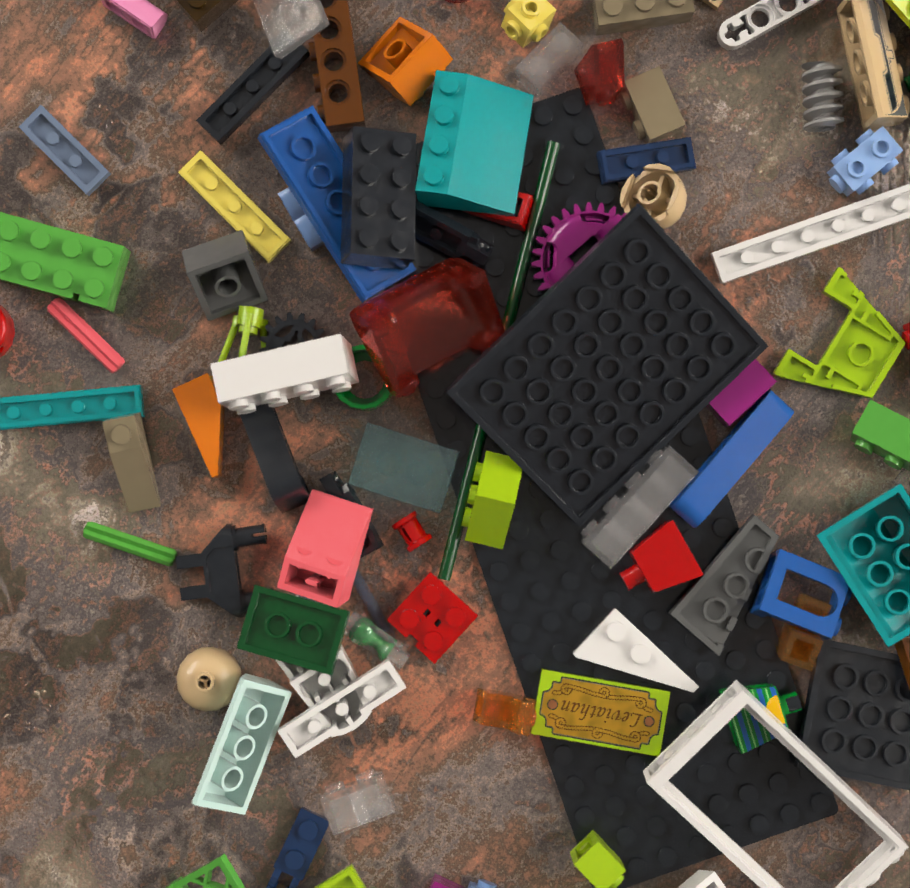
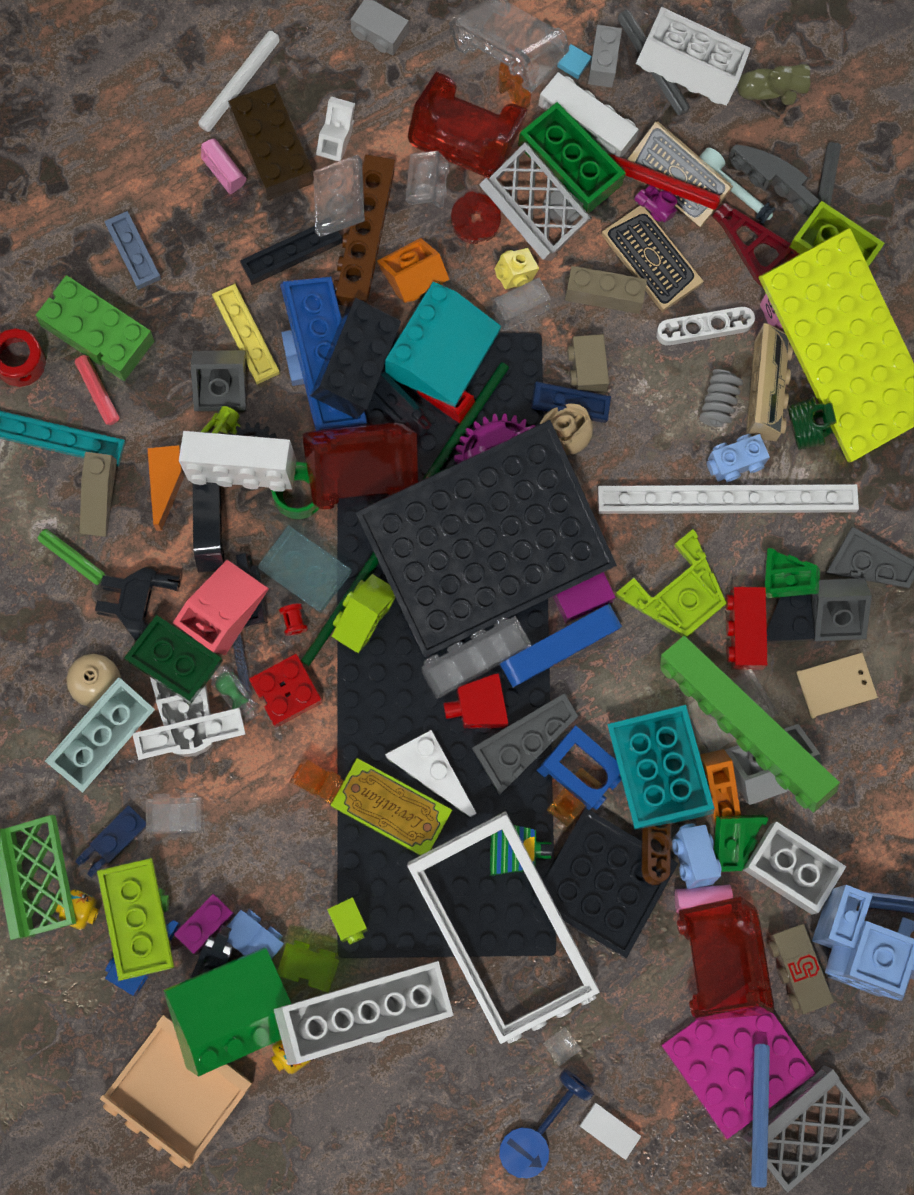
camera: 10 degrees right, 10 degrees down
(602, 72) = (558, 324): clear red slope -> none

